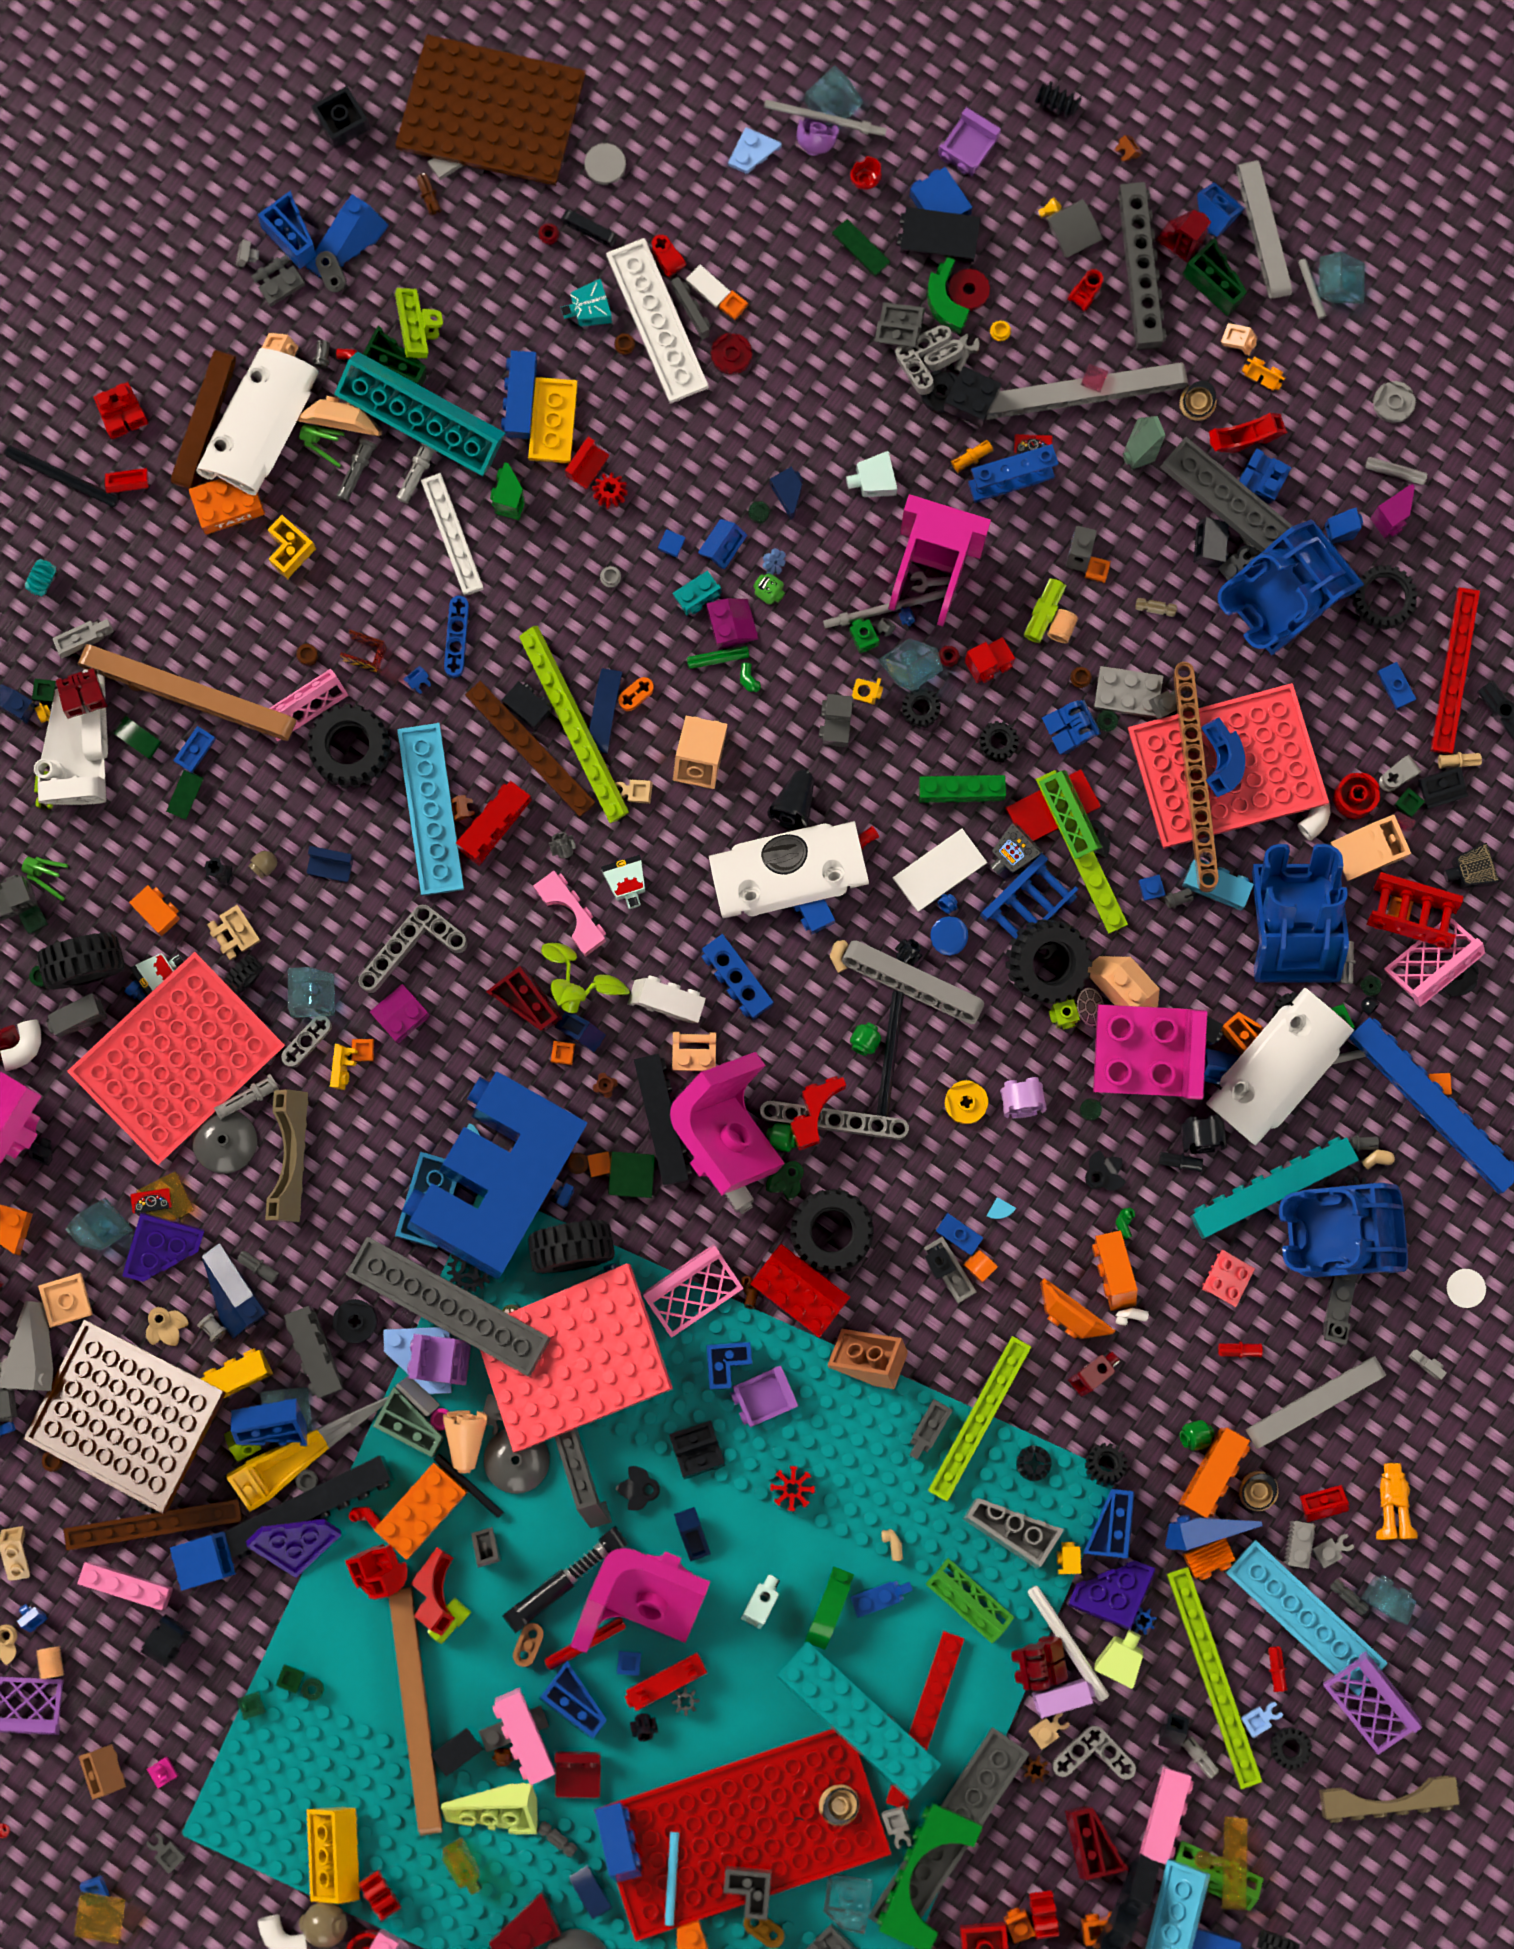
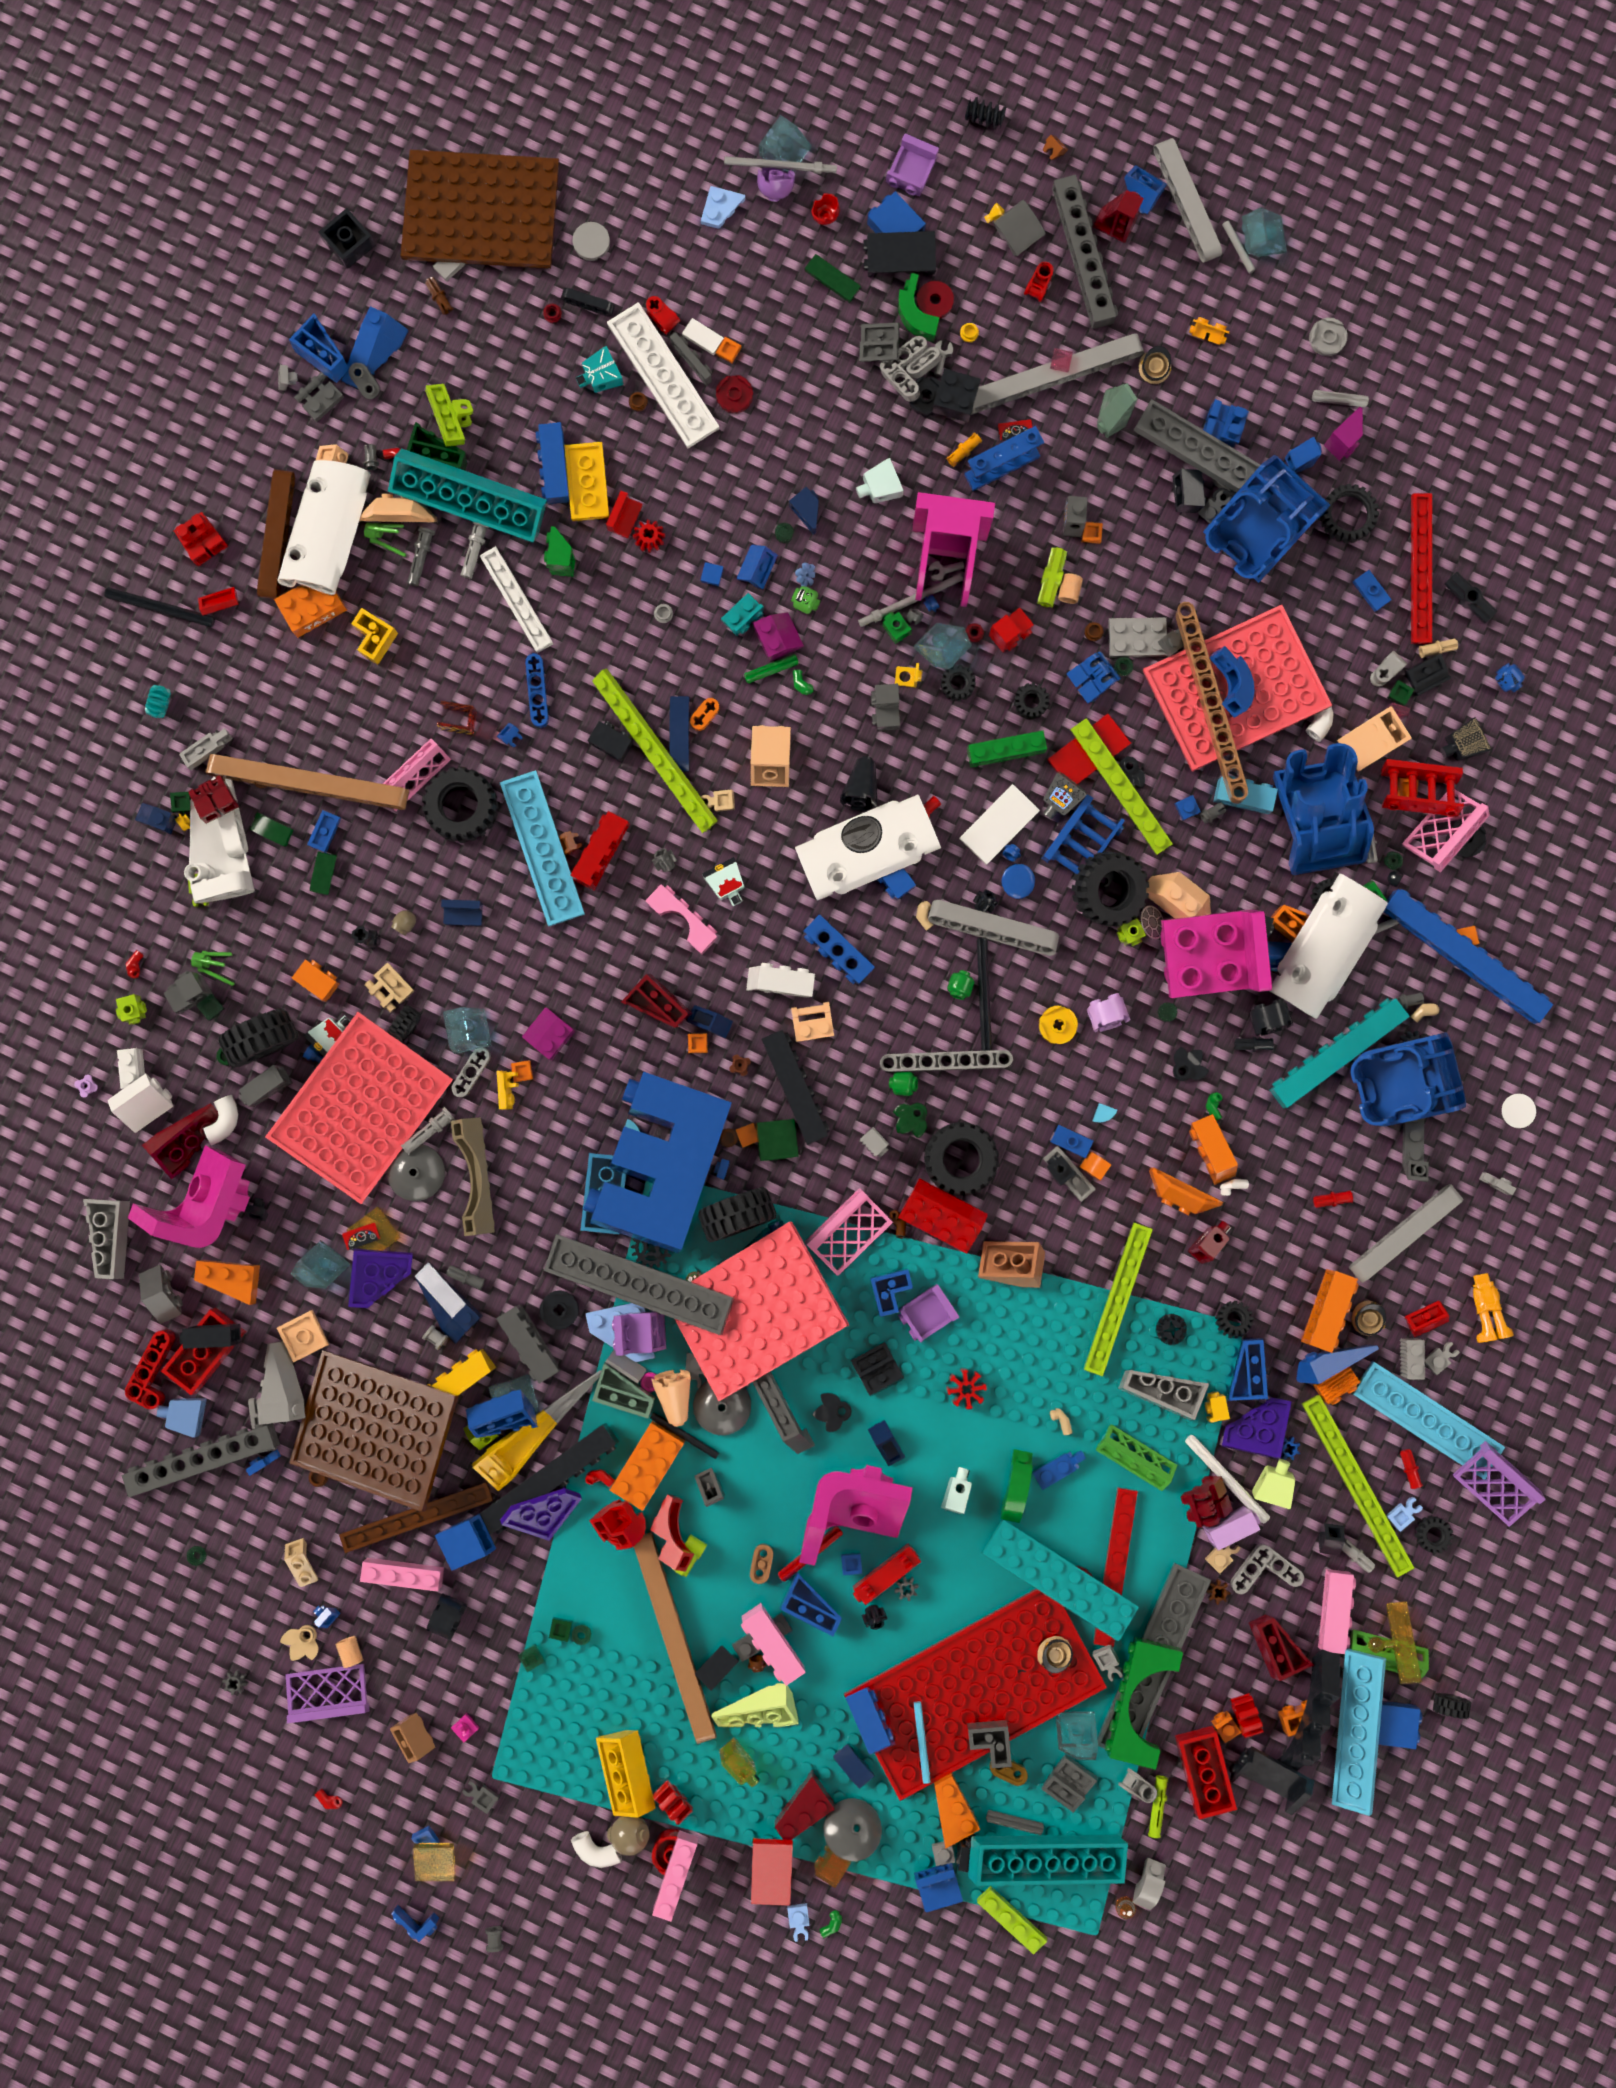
camera: 10 degrees left, 5 degrees up
(166, 1329) = (396, 1345): tan plate -> none
(307, 654) = (408, 729): reddish brown tile -> none
(307, 1480) = (543, 1455): dark grey tile -> none
(408, 943) = (544, 970): light grey beam -> none
(530, 749) = (620, 779): reddish brown plate -> none
(557, 1839) = (816, 1725): dark grey axle -> none
(562, 1581) = (782, 1503): black piece -> none
(569, 994) = (694, 992): lime plant -> none
(578, 1774) = (824, 1666): dark red bracket -> none
(720, 1131) = (849, 1089): dark pink piece -> none
(815, 1097) = (923, 1074): red arch -> none
(929, 1428) = (1076, 1315): dark grey hinge -> none
(1077, 810) = (1112, 750): bright green fence -> none
(1156, 607) = (1149, 557): dark tan axle -> none
(1196, 1435) = (1308, 1280): green head -> none
(1215, 278) = (1152, 251): dark green wedge -> none
(1228, 1278) = (1311, 1138): coral hinge -> none
(1240, 338) = (1182, 302): light nougat bracket -> none
(1244, 435) = (1203, 388): red arch -> none
(1349, 1597) = (1462, 1395): dark grey axle -> none
(1365, 803) = (1364, 698): red brick -> none
(1389, 1600) = (1498, 1393): clear light blue slope -> none
(1434, 1792) = (1562, 1551): dark tan arch -> none

